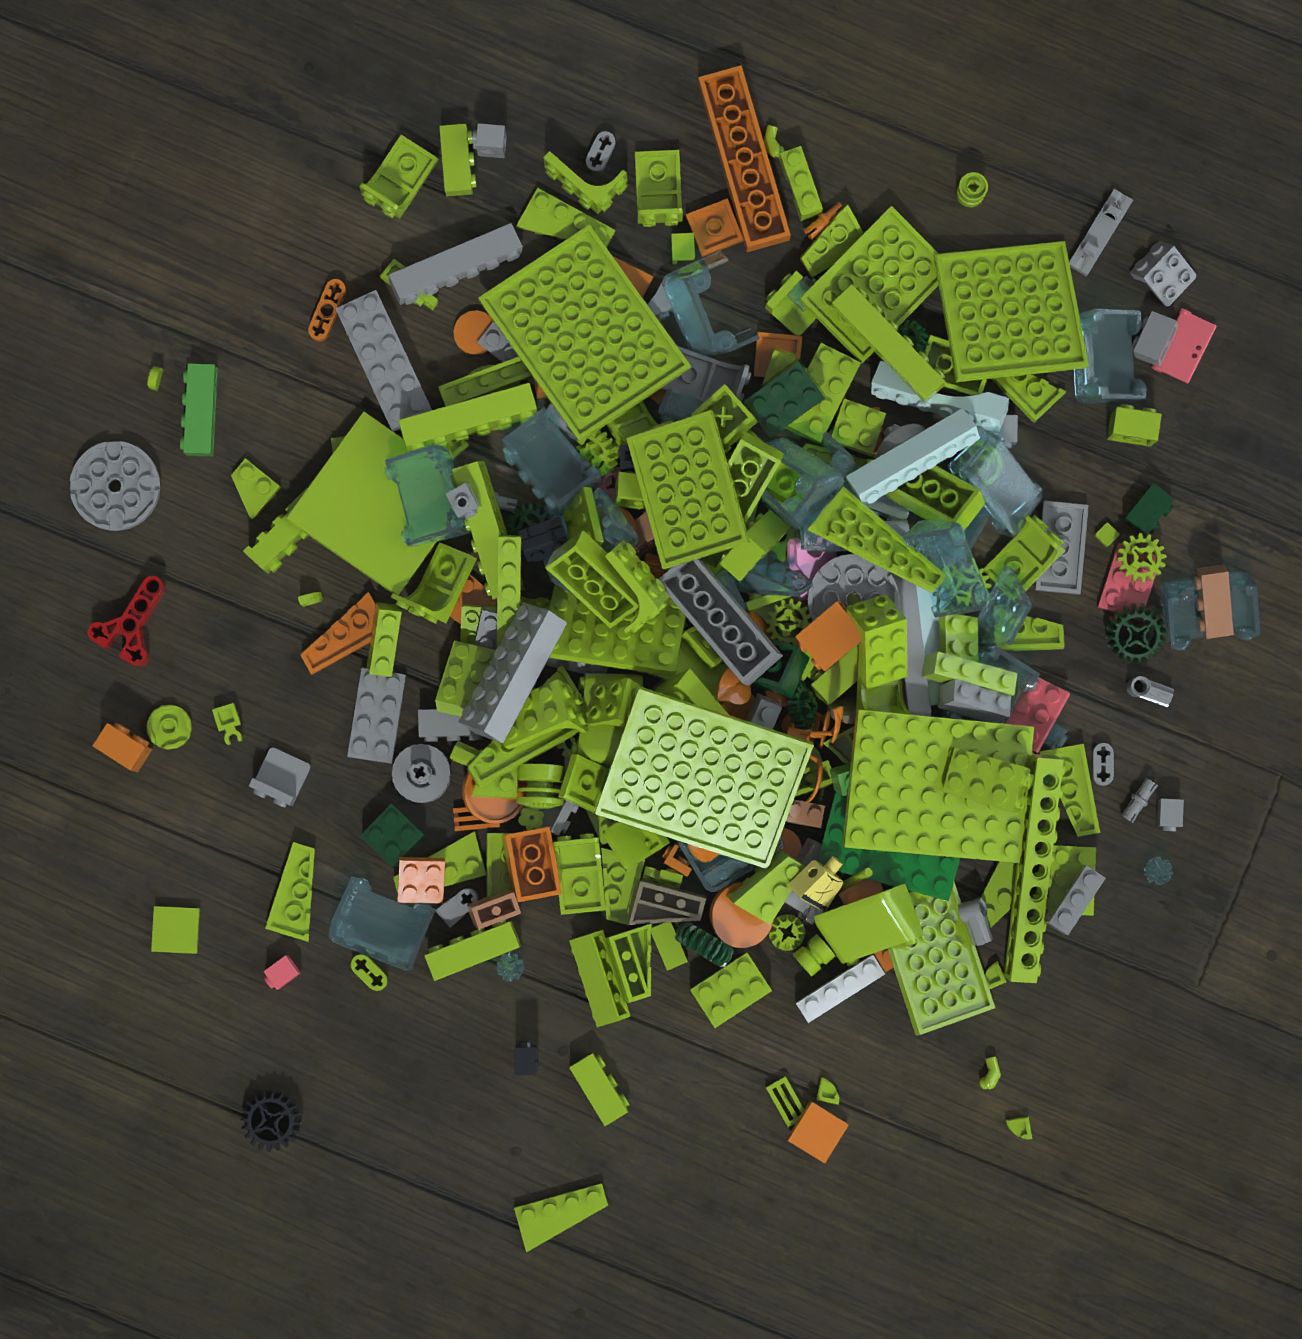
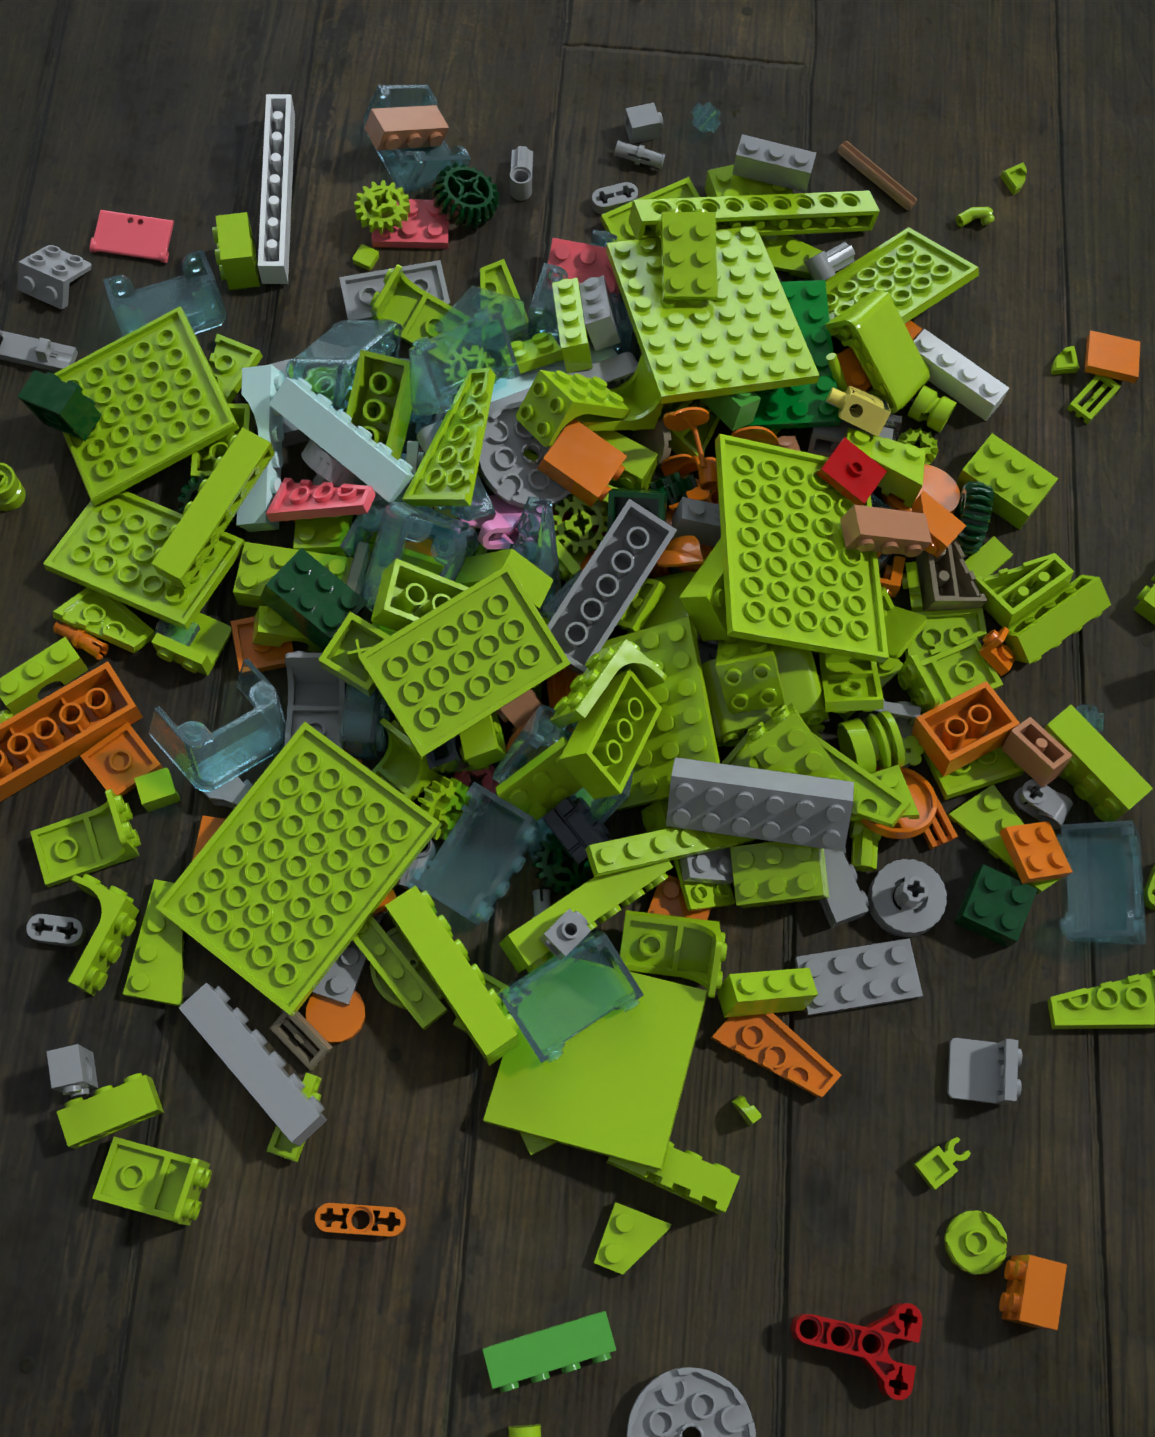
camera: 115 degrees left, 15 degrees down
(383, 359) = (407, 1116): light grey brick -> none
(466, 305) = (293, 1046): none -> dark tan tile
(587, 920) = (996, 652): none -> orange bracket
(698, 902) = (942, 524): none -> orange slope
(699, 854) = (885, 530): none -> nougat brick
(760, 849) = (852, 472): none -> red plate
(808, 443) = (359, 567): none -> dark tan tile
(875, 419) = (313, 501): none -> coral wing
(994, 975) = (873, 239): lime tile -> none
(1020, 248) = (60, 404): none -> dark green brick
(1058, 1002) = (877, 175): none -> medium nougat axle
(1149, 509) = (325, 221): dark green brick -> none
(1155, 338) = (131, 258): light grey brick -> none
(1191, 476) = (276, 189): none -> white brick

